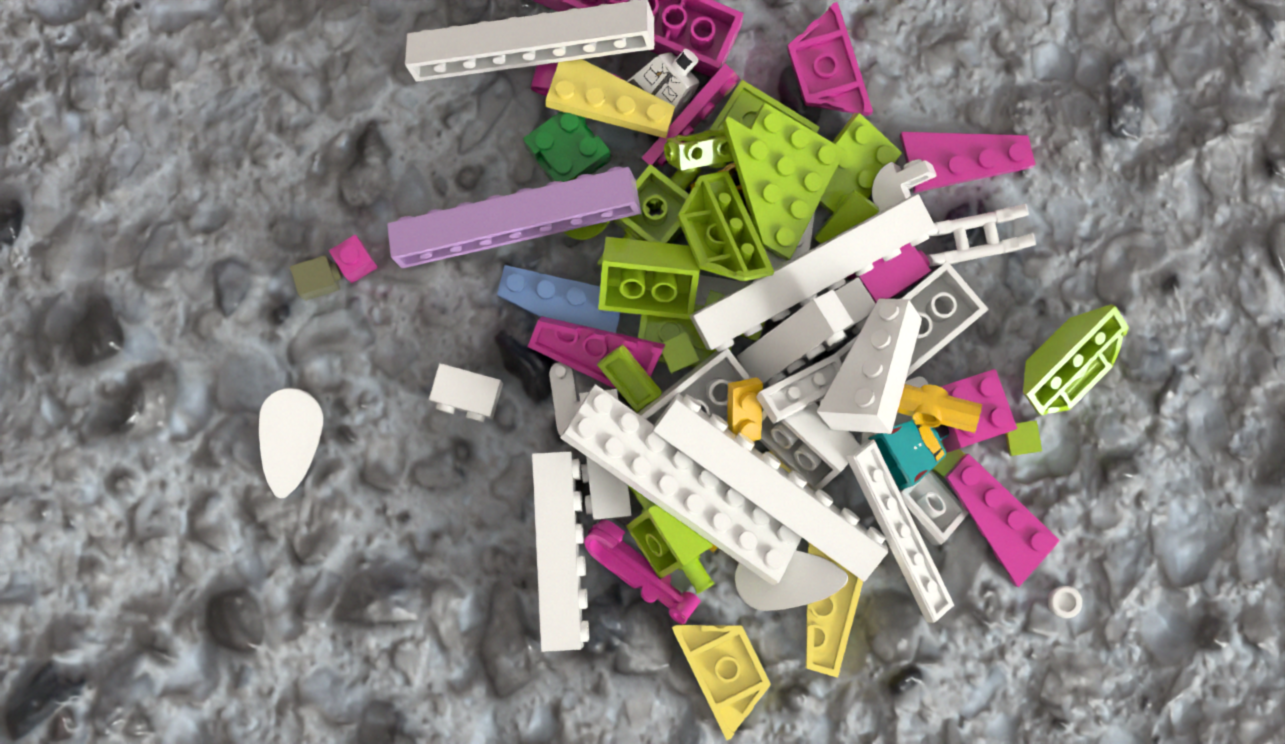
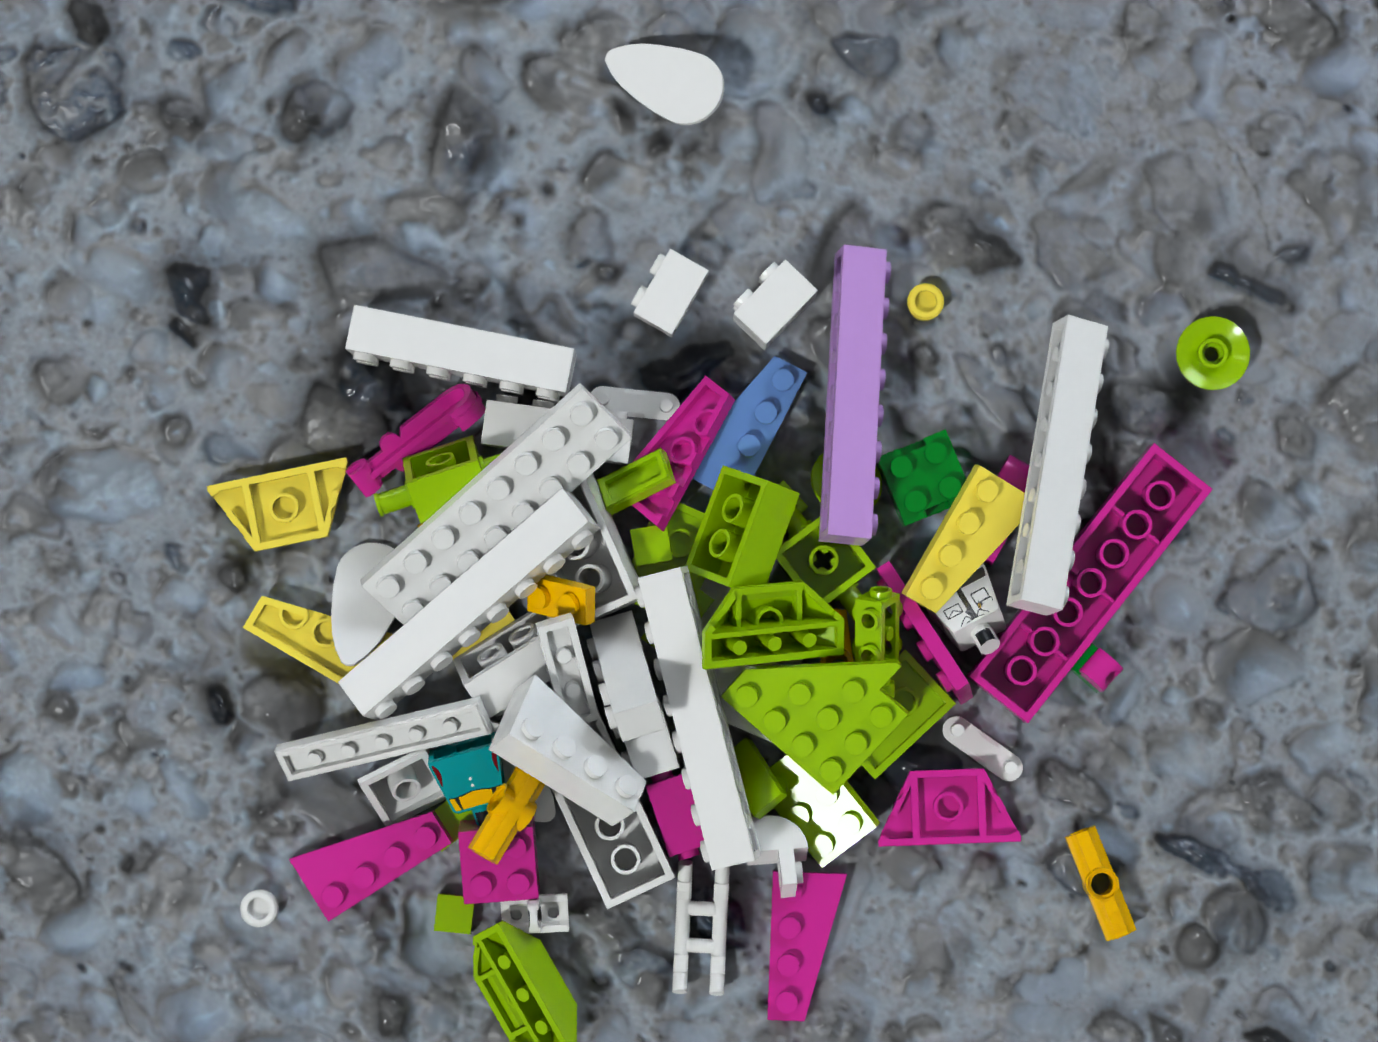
camera: 105 degrees right, 5 degrees up
(316, 277) = (847, 154): olive brick -> none
(353, 258) = (857, 201): dark pink brick -> none
(423, 186) = (925, 302): none -> light yellow tile
(454, 301) = (774, 303): none -> white brick
(771, 54) = (982, 748): none -> white piece
(998, 358) = (553, 912): none -> white hips

